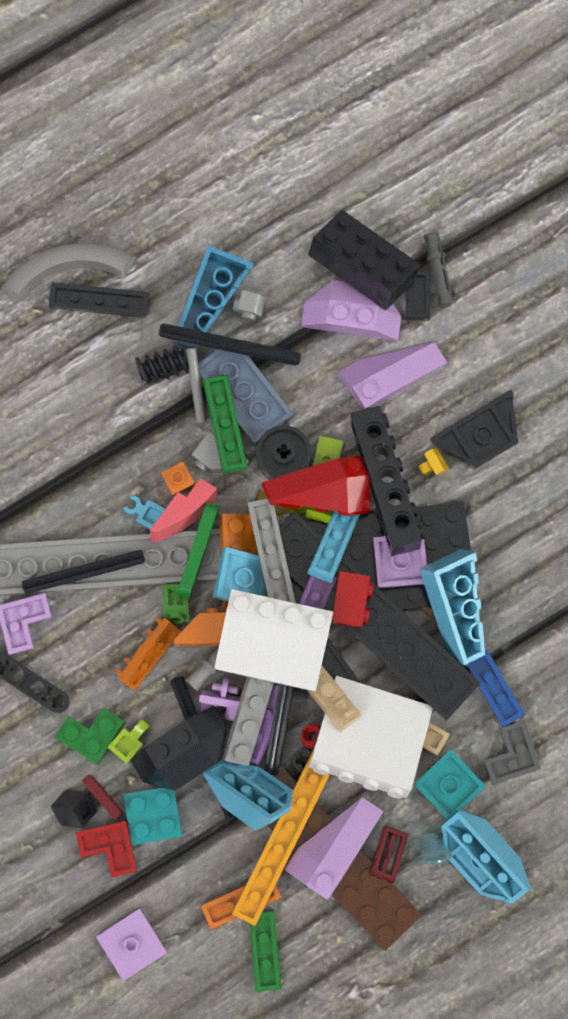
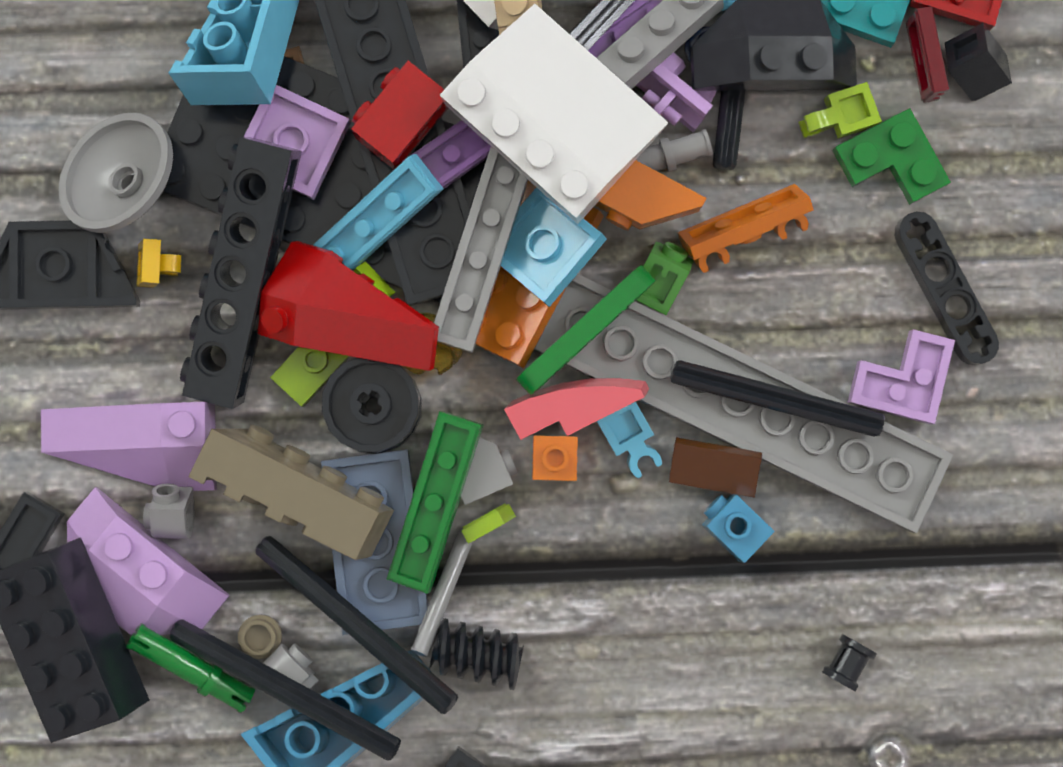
camera: 155 degrees left, 5 degrees up
(68, 498) = (736, 526): none -> dark azure brick
(95, 521) = (715, 467): none -> reddish brown tile
(189, 436) = (488, 522): none -> lime tile
(245, 294) = (286, 690): none -> black axle
(274, 315) = (259, 636): none -> dark tan plate
(296, 390) = (293, 489): none -> dark tan wedge
(301, 280) = (191, 668): none -> green pin
(352, 348) = (170, 512): none -> light grey plate
(488, 495) = (116, 172): none -> light grey dish

